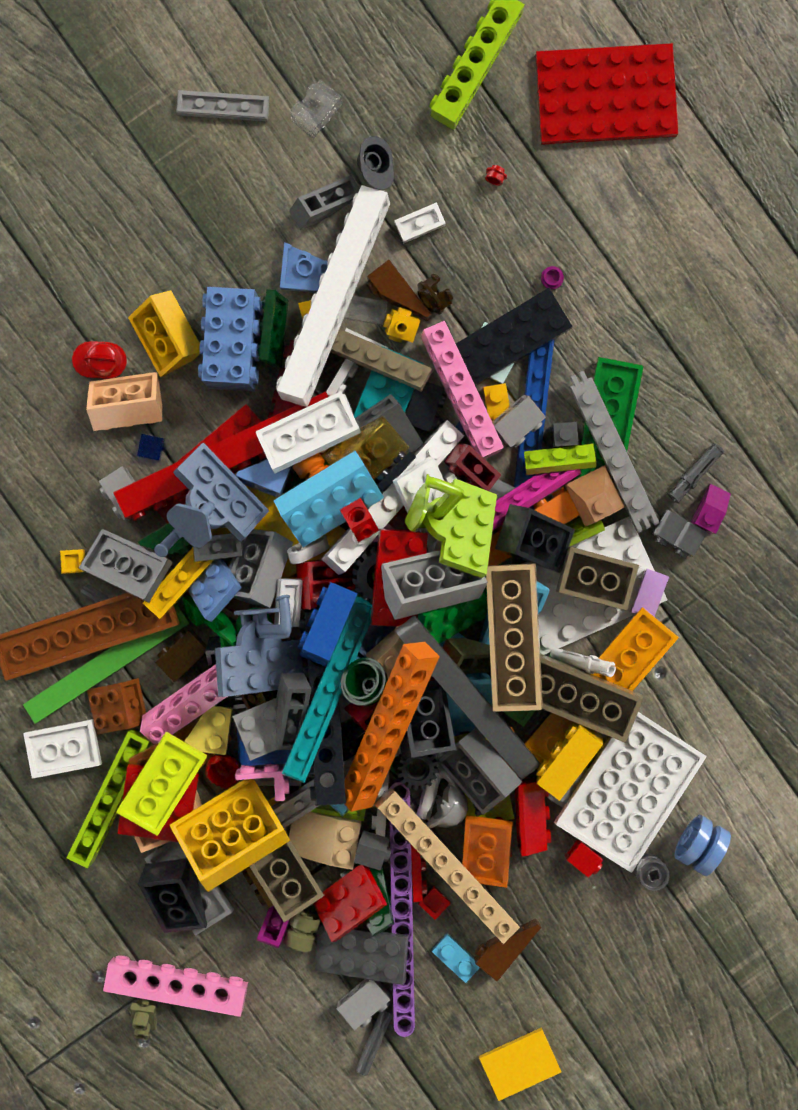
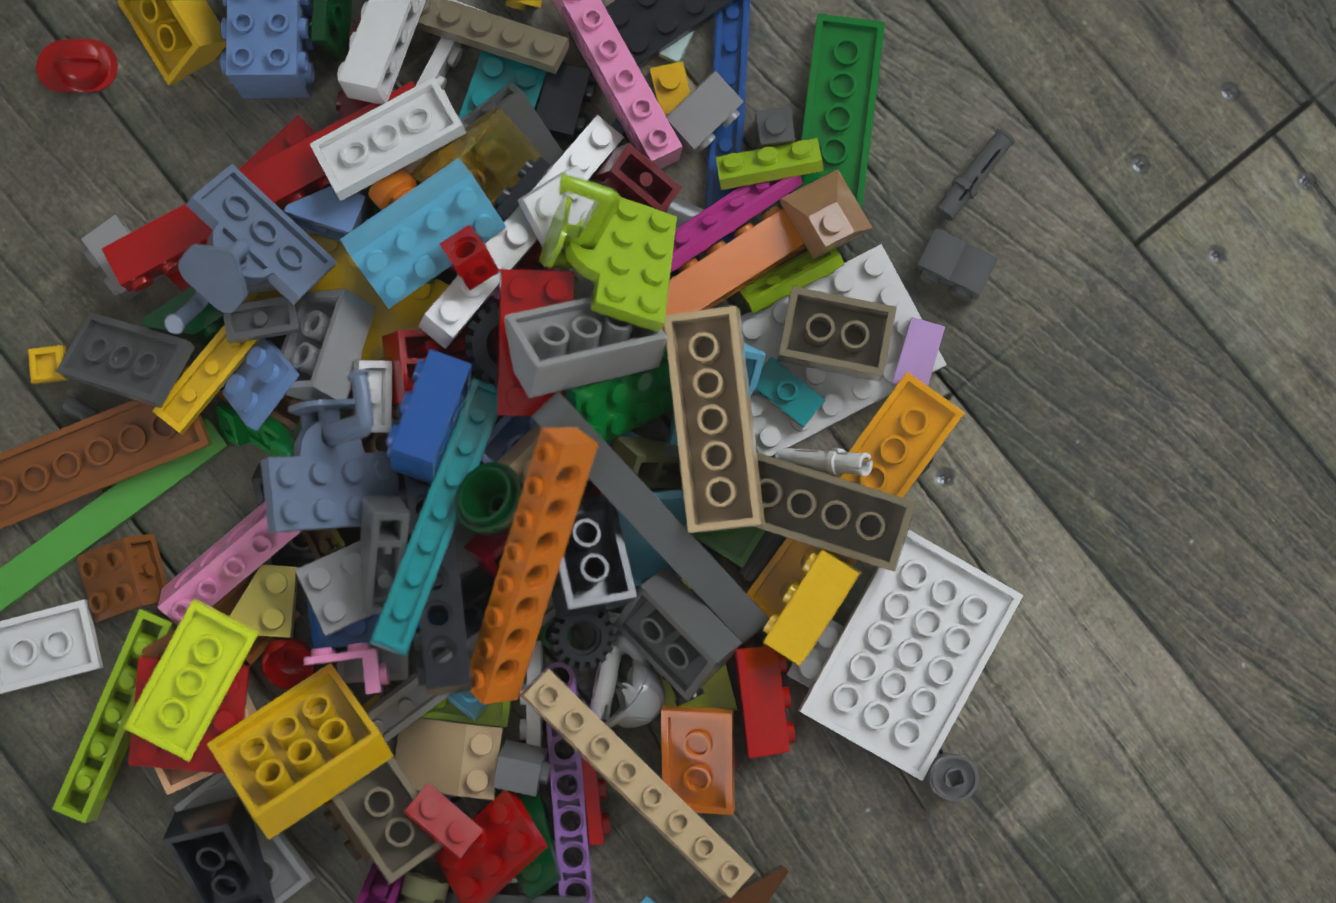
camera: 10 degrees left, 5 degrees down
(124, 401) = (116, 123): light nougat slope -> none
(150, 447) = (158, 188): clear blue tile -> none
(182, 655) = (218, 493): dark brown brick -> none
(299, 554) = (398, 315): white beam -> none
(320, 883) = (443, 821): none -> red plate
(434, 902) = (623, 847): red plate -> none
(534, 538) = (737, 272): black slope -> none
(562, 614) = (788, 392): none -> teal plate
(584, 858) = (849, 763): red brick -> none
(613, 451) = (848, 149): light grey hinge -> none
(702, 845) = (1026, 728): medium blue wheel -> none
(711, 509) = (1002, 226): magenta slope -> none

